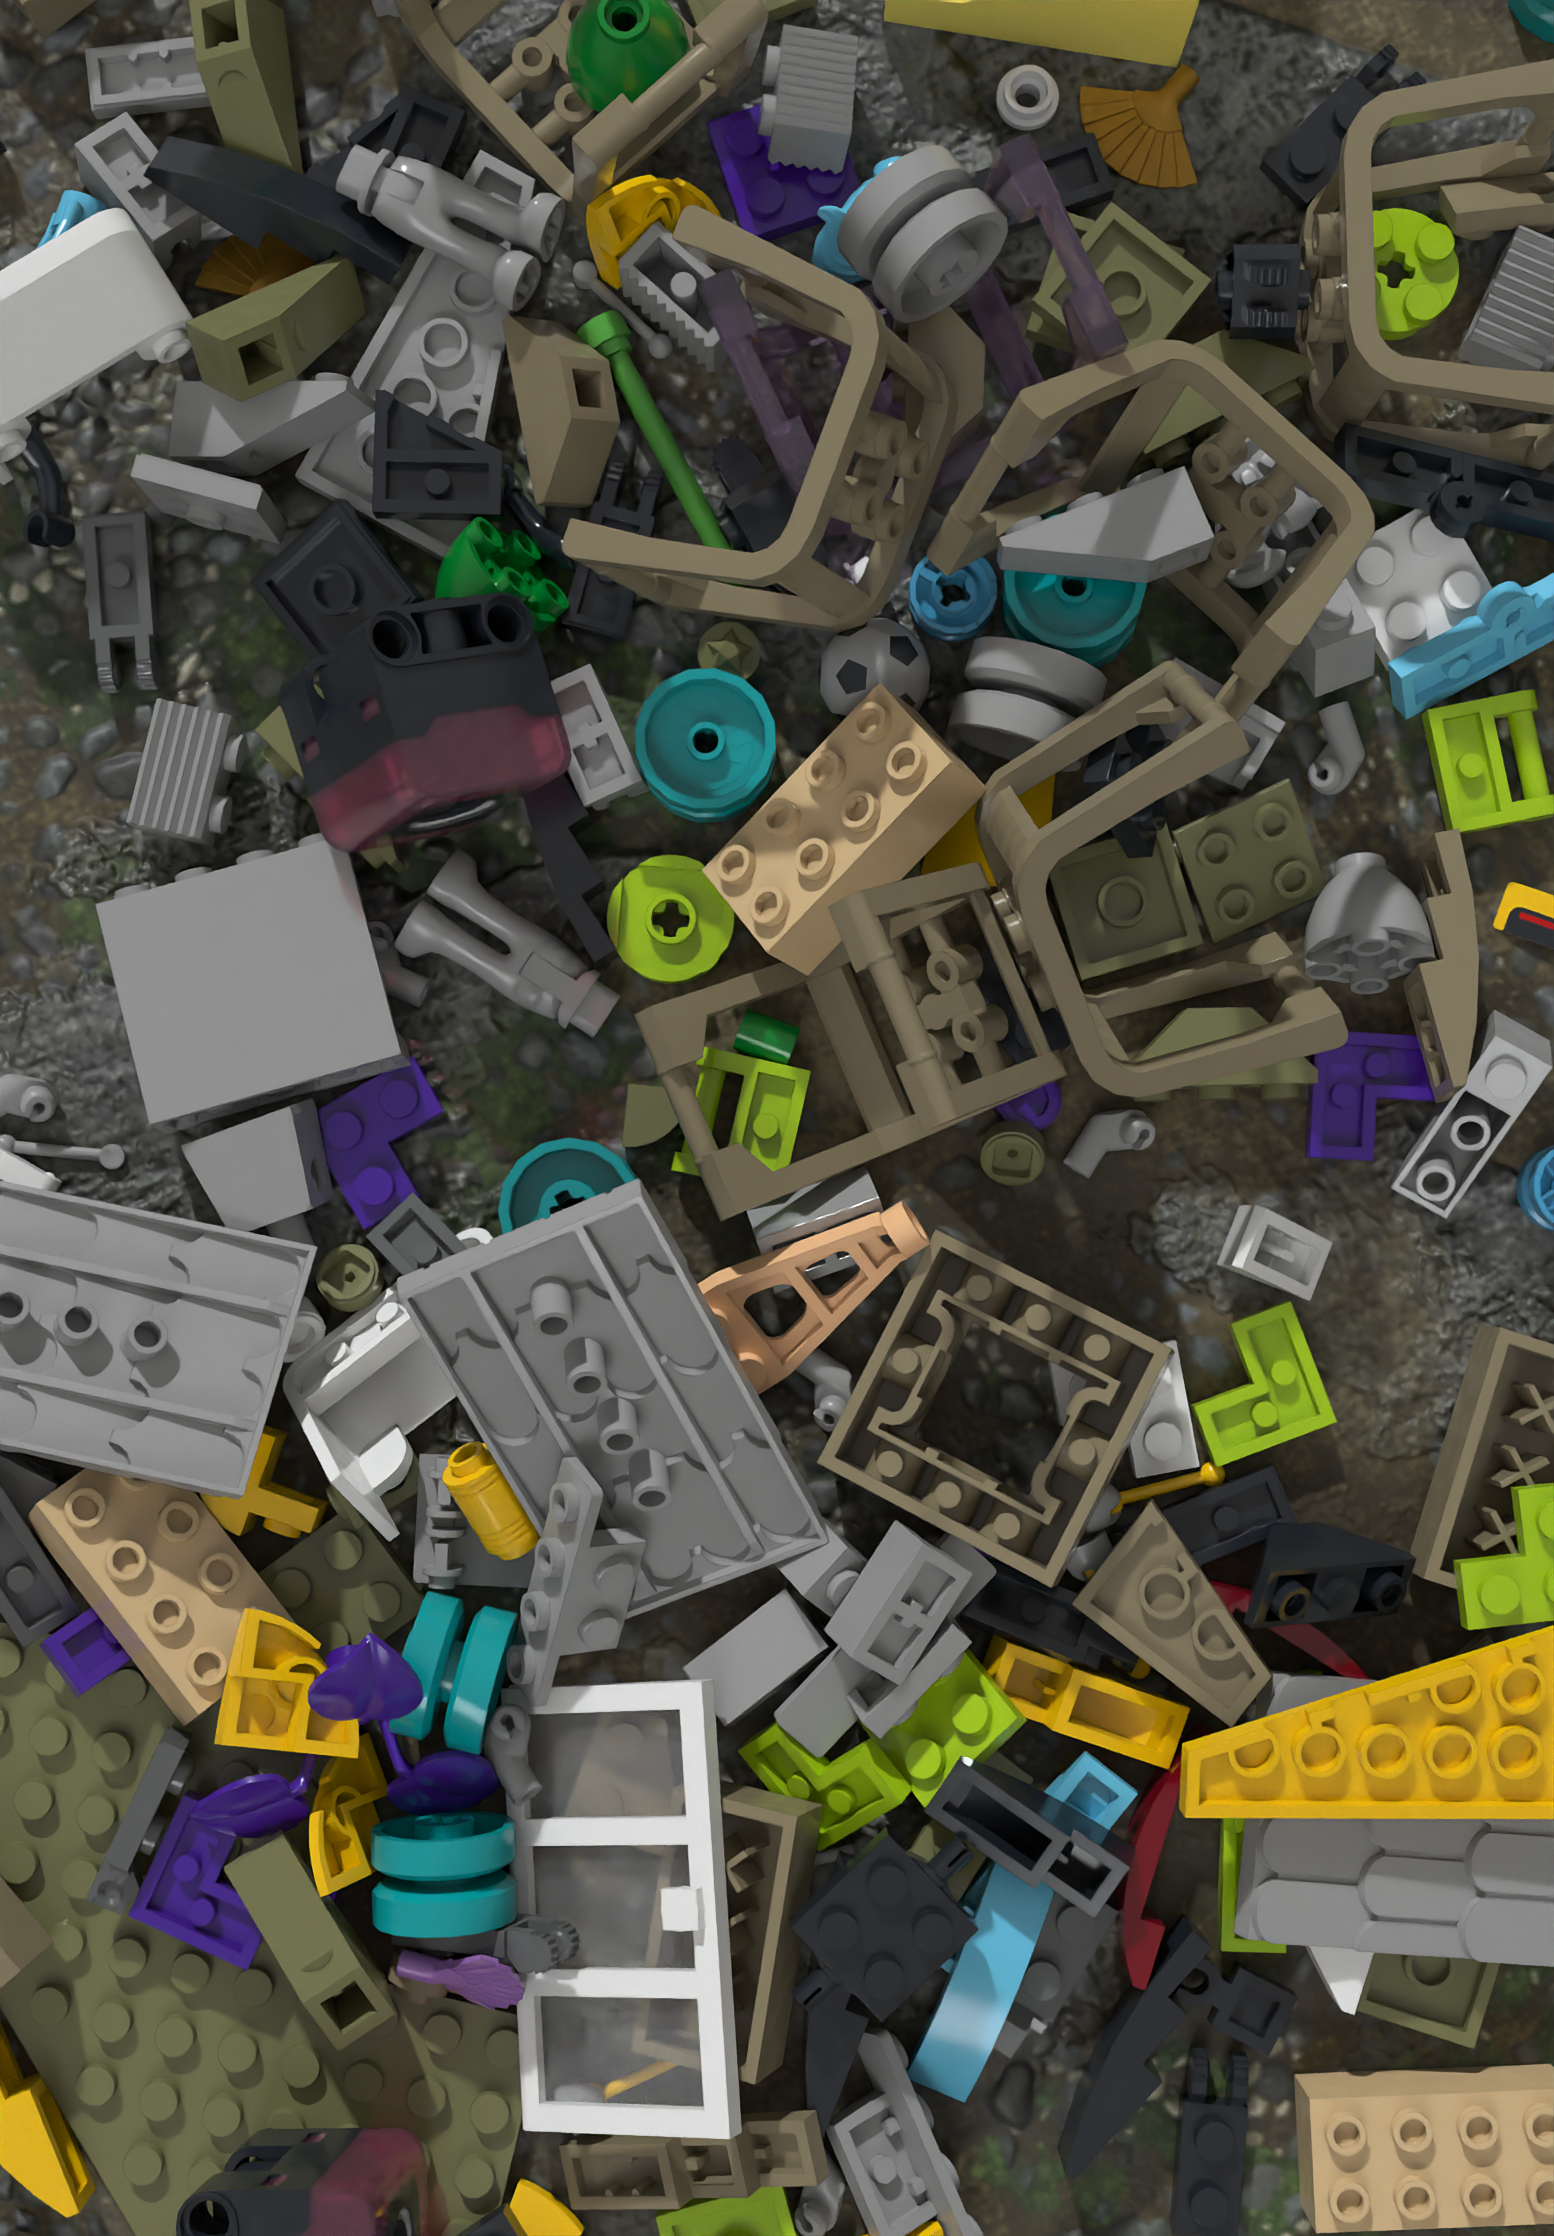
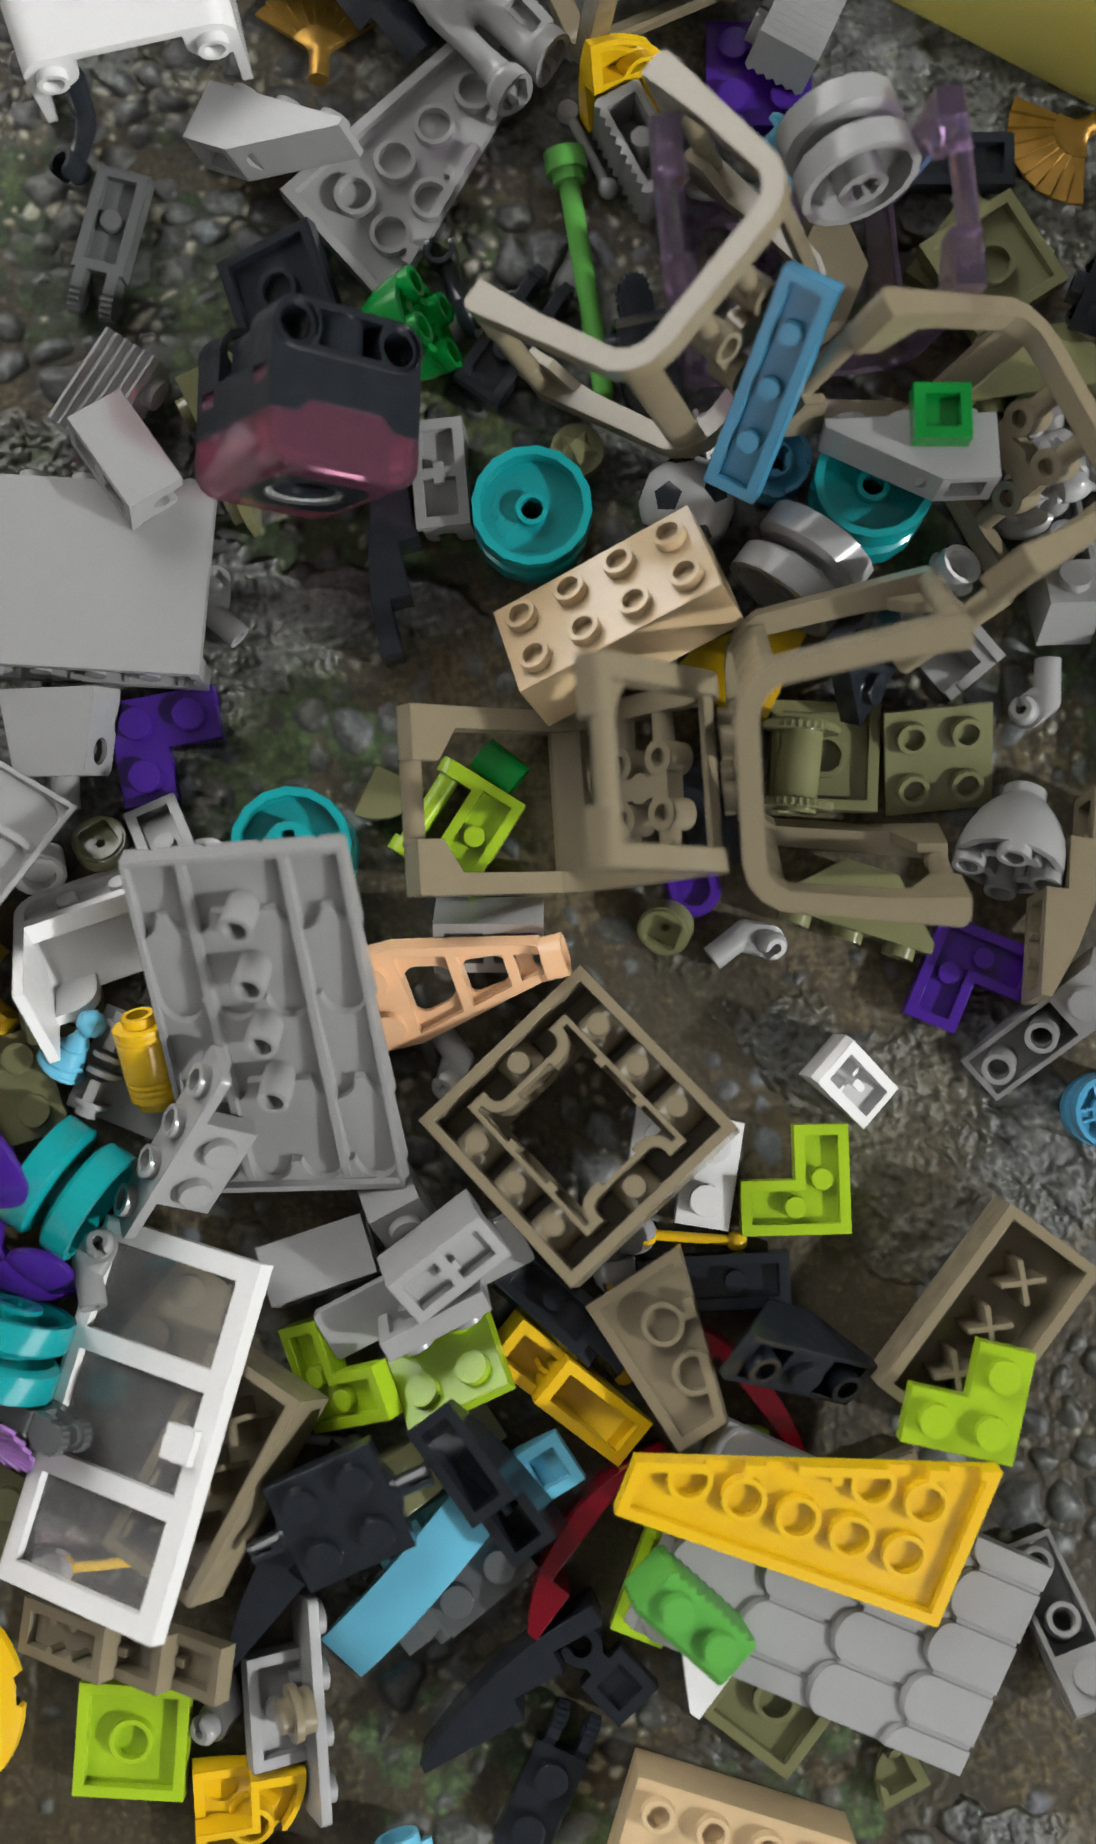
camera: 20 degrees right, 0 degrees up
(208, 498) = (202, 180): light grey plate -> none
(235, 841) = (124, 458): none -> light grey hinge
(276, 329) = (304, 62): olive slope -> none
(405, 1512) = (74, 1049): none -> medium azure piece
(431, 469) = (388, 217): black wing -> none
(536, 973) = (336, 649): light grey piece -> none
(563, 409) = (511, 208): dark tan slope -> none
(646, 893) = (445, 618): lime plate -> none
(908, 2162) = (296, 1712): none -> dark tan plate
(930, 522) = (773, 380): none -> dark azure plate
(1029, 80) = (981, 79): white plate -> none
(1099, 923) = (798, 764): none -> olive hose
(1124, 491) = (941, 414): none -> green tile
(1196, 642) = (957, 567): none -> white plate
(1304, 1898) = (689, 1614): none -> bright green brick

